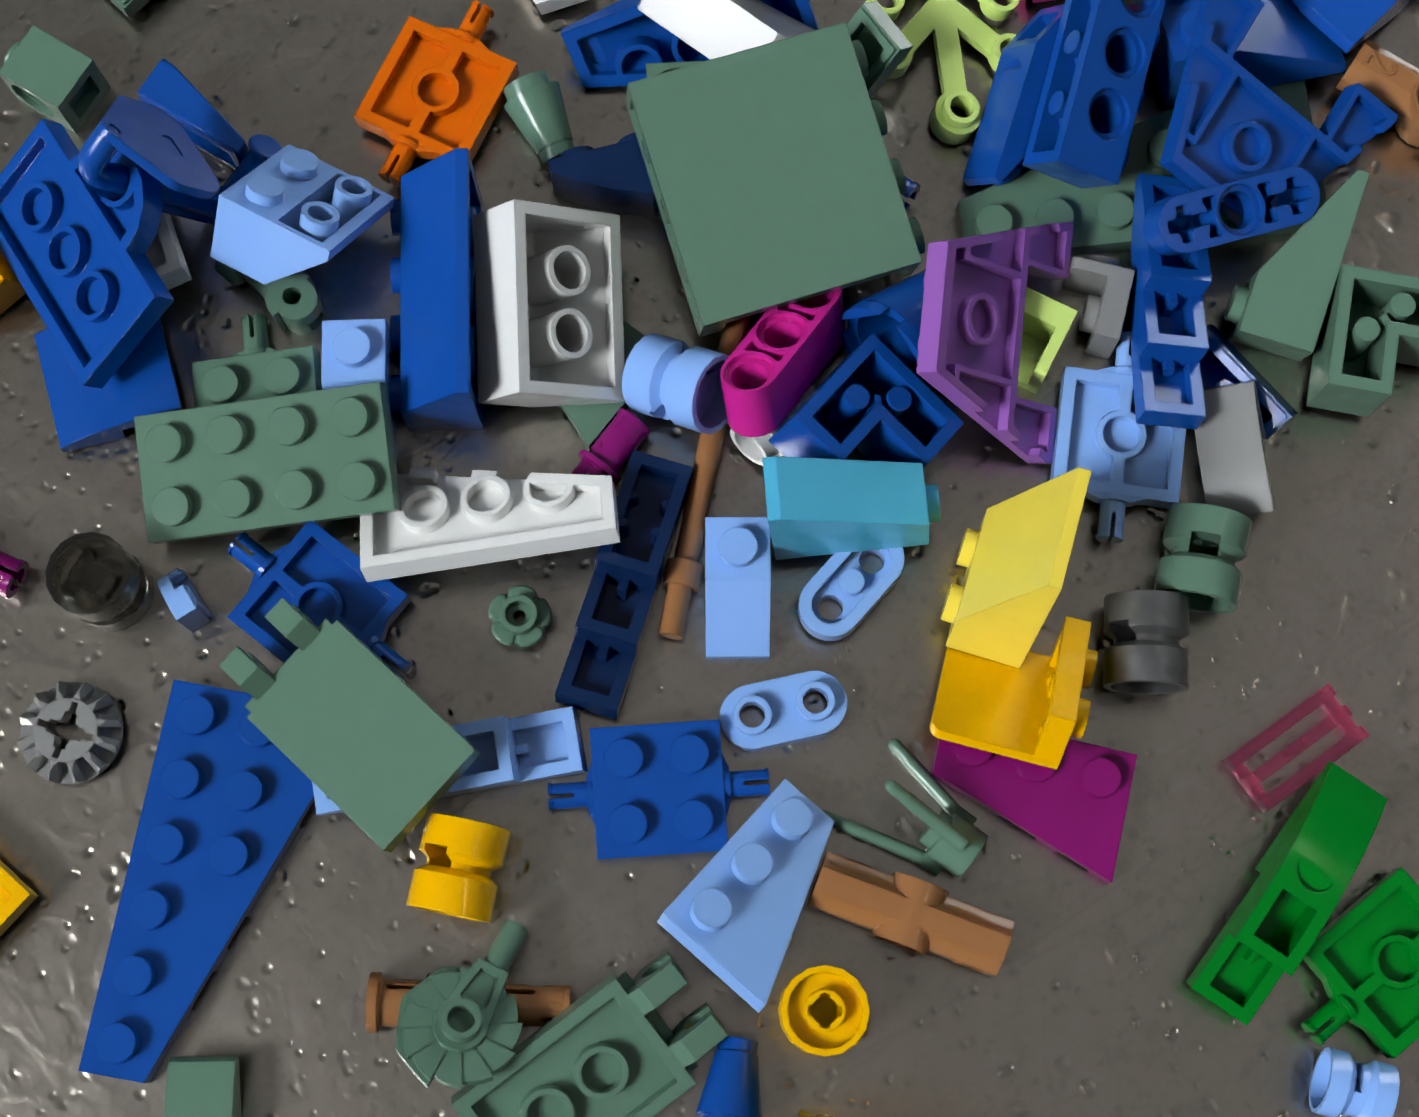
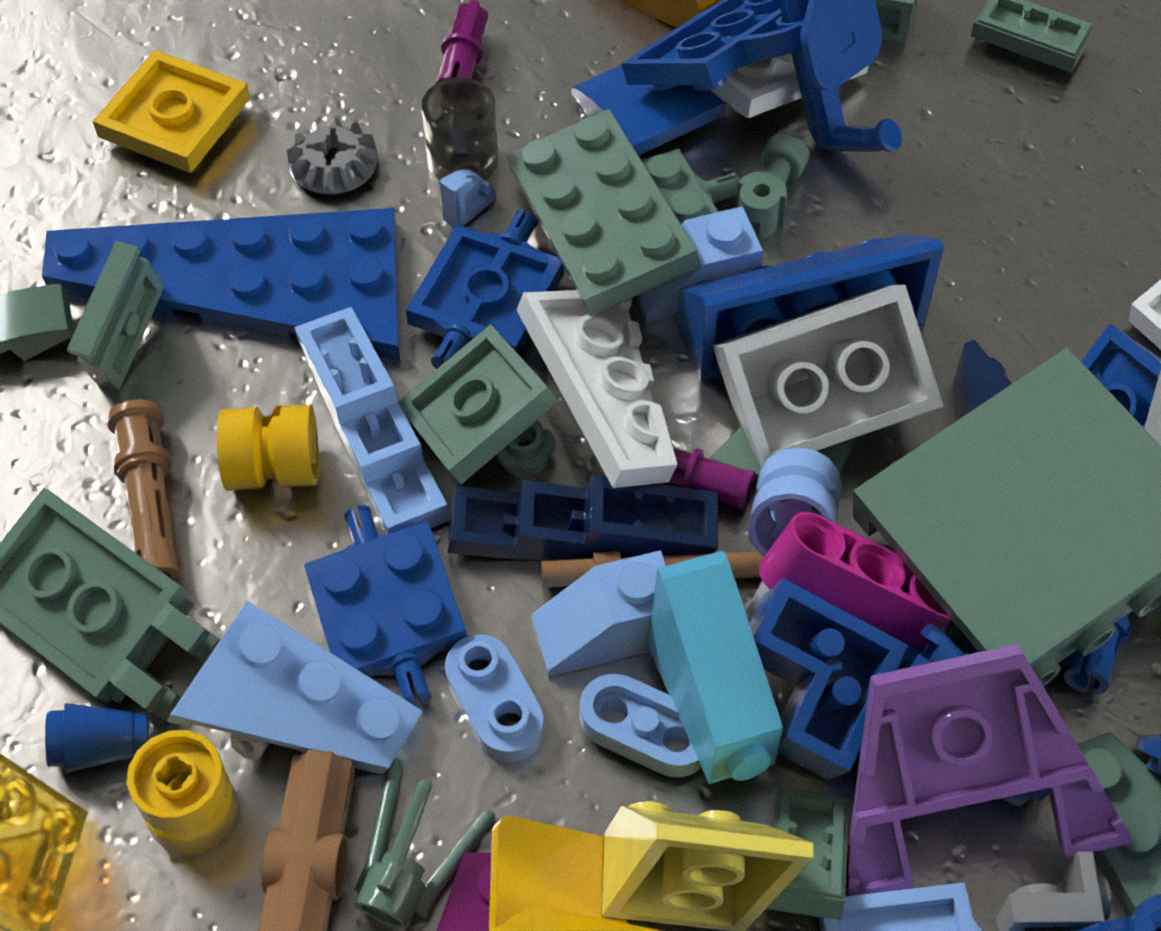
camera: 75 degrees right, 20 degrees down
(205, 126) = (904, 82): blue slope -> none
(268, 1015) = (116, 316): none -> sand green plate
(292, 215) = (833, 158): light blue slope -> none
(352, 725) = (377, 323): sand green tile -> none
(436, 91) = (1010, 257): orange plate -> none
(461, 1020) = (125, 475): sand green piece -> none
(473, 647) = (477, 403): none -> sand green plate
(539, 114) = (1027, 334): sand green cone -> none
(990, 473) = (821, 820): none -> sand green plate
(1042, 335) = (983, 847): yellowish green panel -> none

